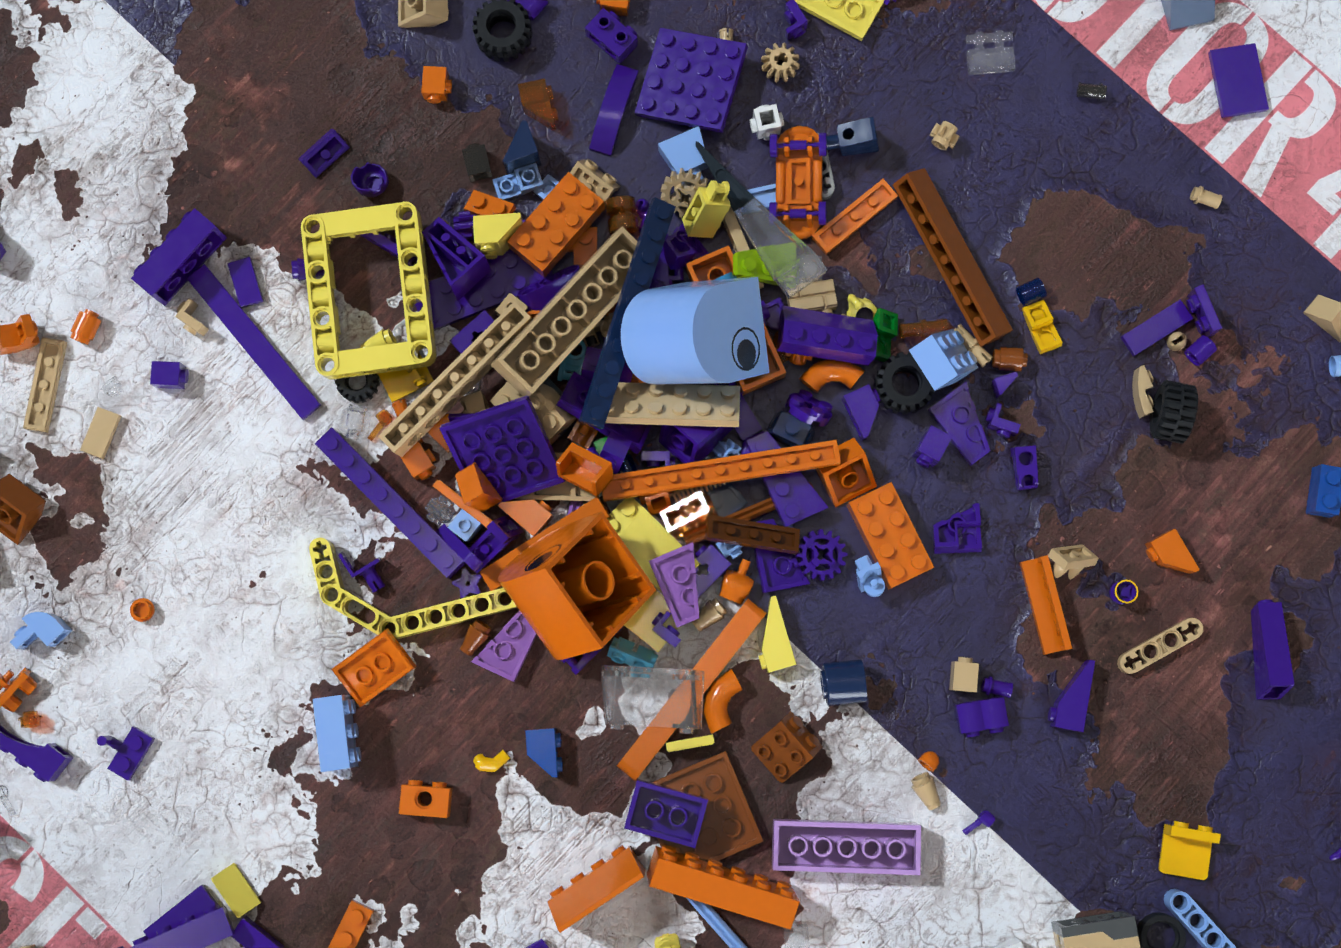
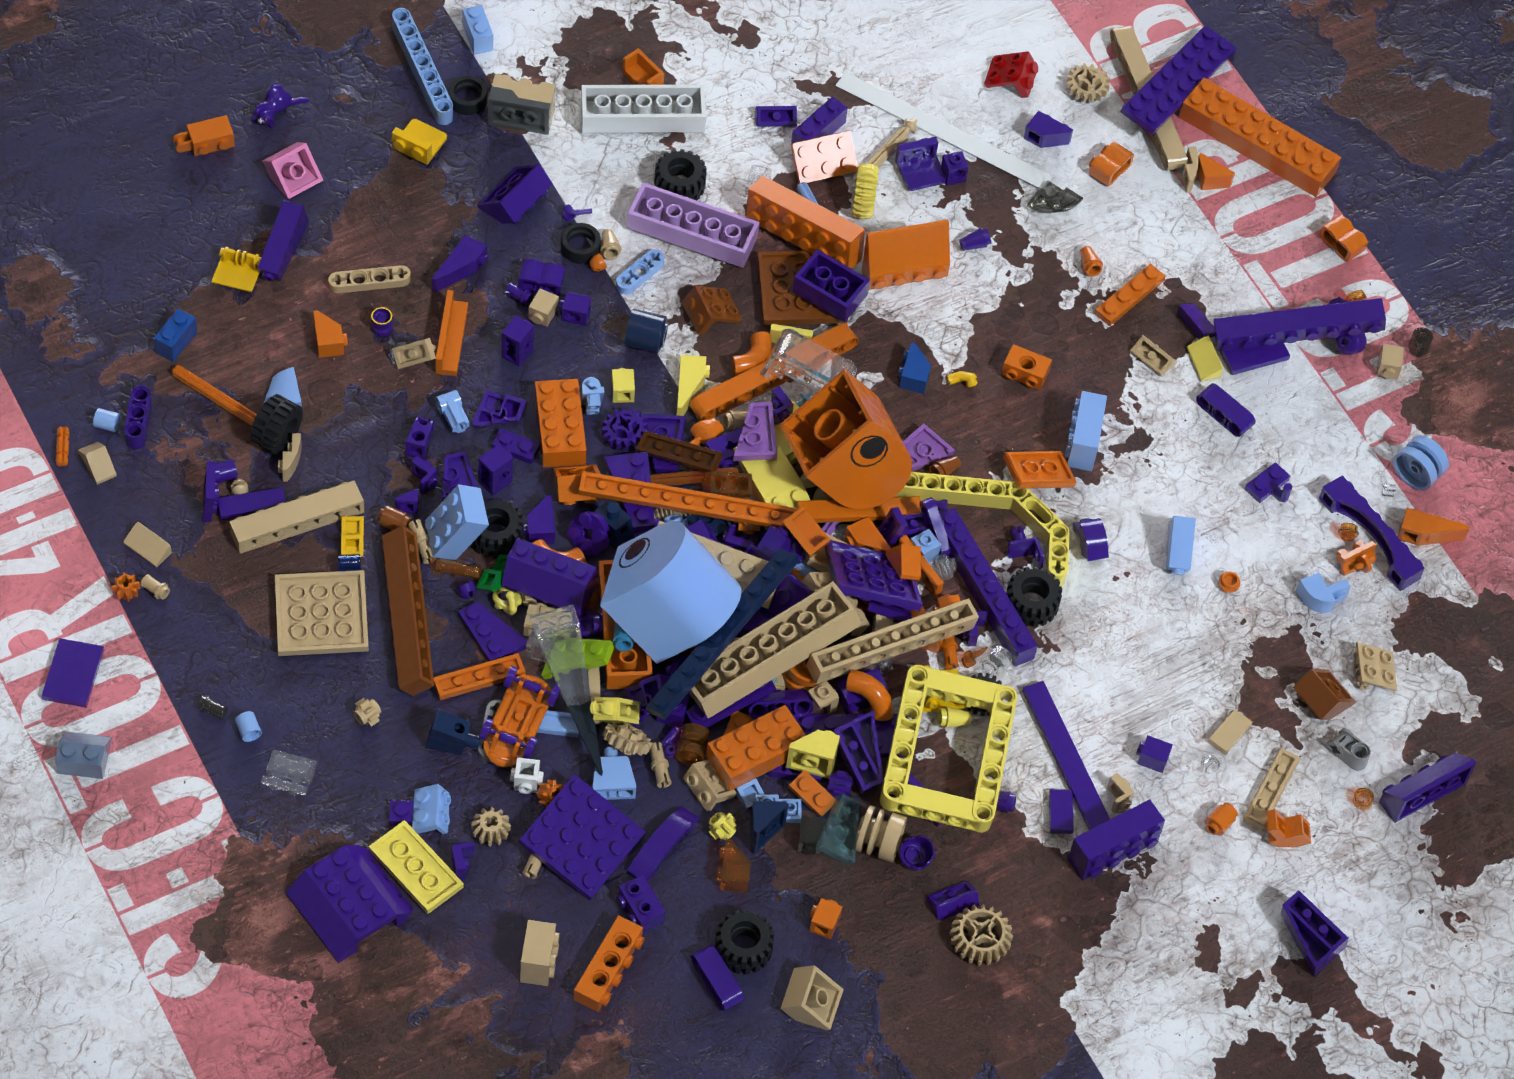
camera: 170 degrees left, 25 degrees down
(196, 828) = (1225, 410): none -> dark purple beam
(202, 632) = (1180, 544): none -> light blue slope
(289, 102) = (976, 924): none -> tan gear
(294, 875) = (1153, 355): none -> tan slope
(296, 604) = (1092, 538): none -> dark purple brick
(319, 500) = (1035, 582): none -> black tyre
(390, 464) = (972, 635): none -> dark purple bracket
(408, 179) = (880, 834): none -> tan wheel
(448, 173) = (840, 830): none -> clear light blue wing
(461, 322) = (873, 691): none -> orange cylinder
(563, 140) = (722, 826): none -> light yellow gear
(645, 185) = (660, 765): none -> tan pin
(739, 114) = (548, 792): none -> orange gear
(842, 61) = (431, 809): none -> light blue bracket
(843, 610) = (623, 385): none -> light yellow brick
(861, 269) = (490, 633): none -> dark purple wing
(869, 51) = (401, 811): none -> dark purple plate
(893, 754) = (638, 280): none -> light blue beam
(902, 920) = (681, 164): none -> black tyre
(906, 309) = (467, 590): none -> dark purple hinge
(925, 496) = (517, 445): none -> dark purple plate
(930, 688) = (575, 308): none -> dark purple brick
(972, 615) = (517, 341): none -> dark purple brick
(976, 779) = (583, 230): none -> black tyre
(1009, 515) = (451, 406): none -> light blue piece
(1034, 228) = (321, 613): none -> tan plate
(1049, 82) = (248, 726): none -> light blue beam
(1053, 817) = (516, 193): none -> dark purple slope
(1106, 324) = (296, 516): none -> tan brick
(1185, 466) = (286, 385): none -> light blue slope
(1230, 190) = (126, 587): none -> orange gear
(1235, 242) = (147, 544): none -> tan slope
(1250, 439) = (214, 394): none -> orange axle
(1302, 602) = (237, 269): none -> yellow hinge
(1304, 754) = (293, 169): none -> bright pink slope
(1318, 368) = (140, 409): none -> dark purple beam

